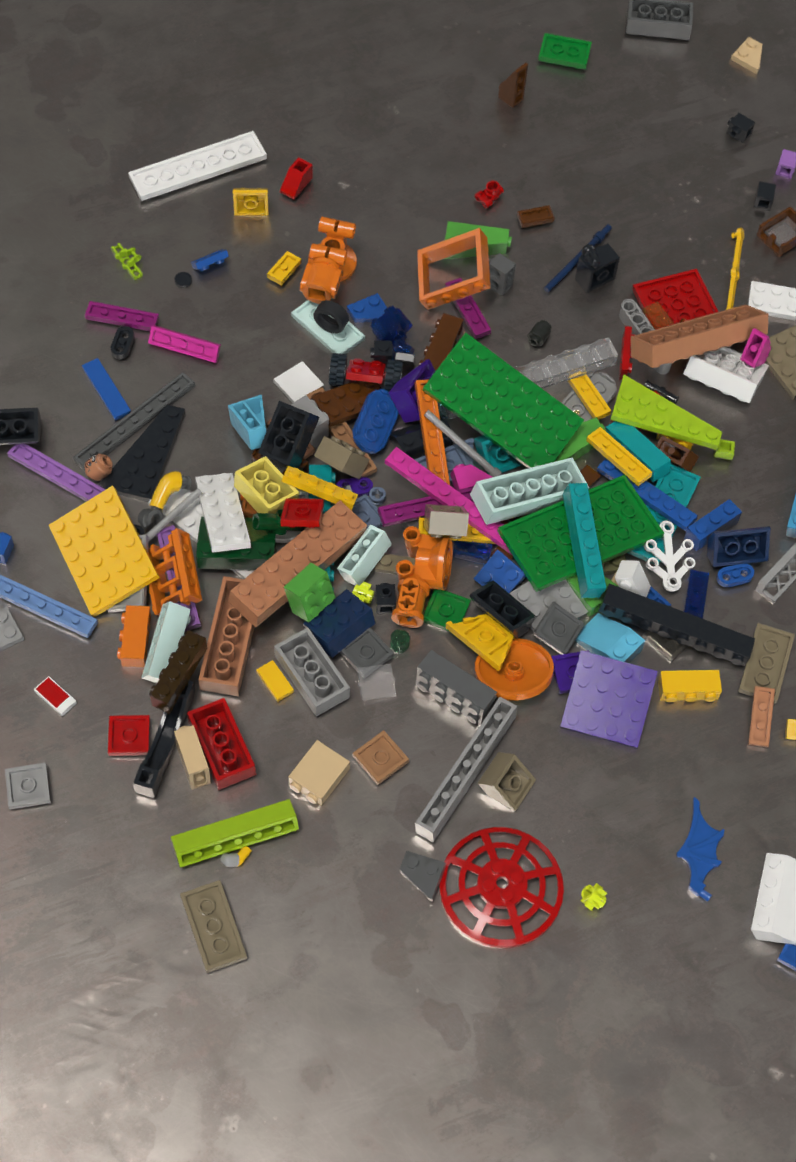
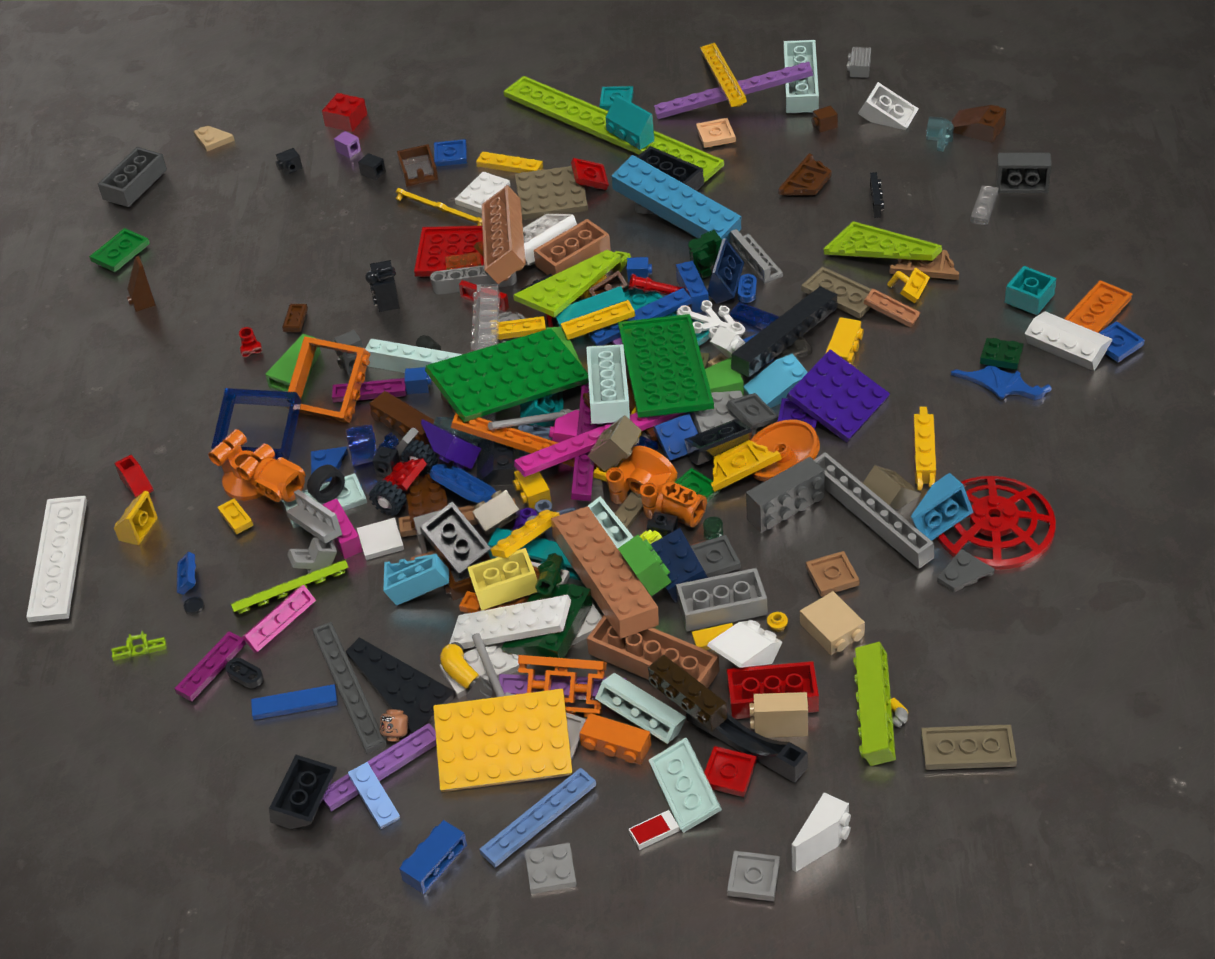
camera: 60 degrees left, 15 degrees down
(26, 479) = (373, 795): none -> light blue plate
(81, 824) = (821, 831): none -> white slope
(103, 704) = (685, 785): none -> light aqua tile
(215, 333) = (281, 590): none -> lime plate
(255, 343) = (315, 557): none -> light grey brick
(256, 705) = (747, 644): none -> white slope
(287, 324) = (314, 517): none -> light grey fence
(294, 348) = (349, 541): none -> dark pink brick
(302, 513) = (555, 544): red plate -> none
(309, 732) = (775, 625): none -> yellow plate
(376, 682) = (750, 556): clear piece -> none
(378, 215) = (259, 397): none -> clear blue window
(391, 482) = (531, 488): none -> yellow brick
(479, 828) = (942, 507): none -> dark azure slope
(493, 339) = (417, 381): none -> blue brick
(516, 324) = (401, 356): none -> light aqua brick
(567, 797) = (924, 448): none -> yellow hinge
(584, 540) = (681, 355): teal brick -> none
(593, 896) = (1031, 455): neon yellow gear -> none
(598, 237) = (347, 284): dark blue bar -> none
(690, 483) = (646, 284): none -> red pin
(717, 403) = (571, 247): none -> nougat brick
(718, 470) = (638, 266): none -> blue brick
(739, 840) = (1001, 353): none -> dark green plate
(756, 349) = (532, 207): dark pink slope -> none
(760, 515) = (705, 252): none -> dark green hips

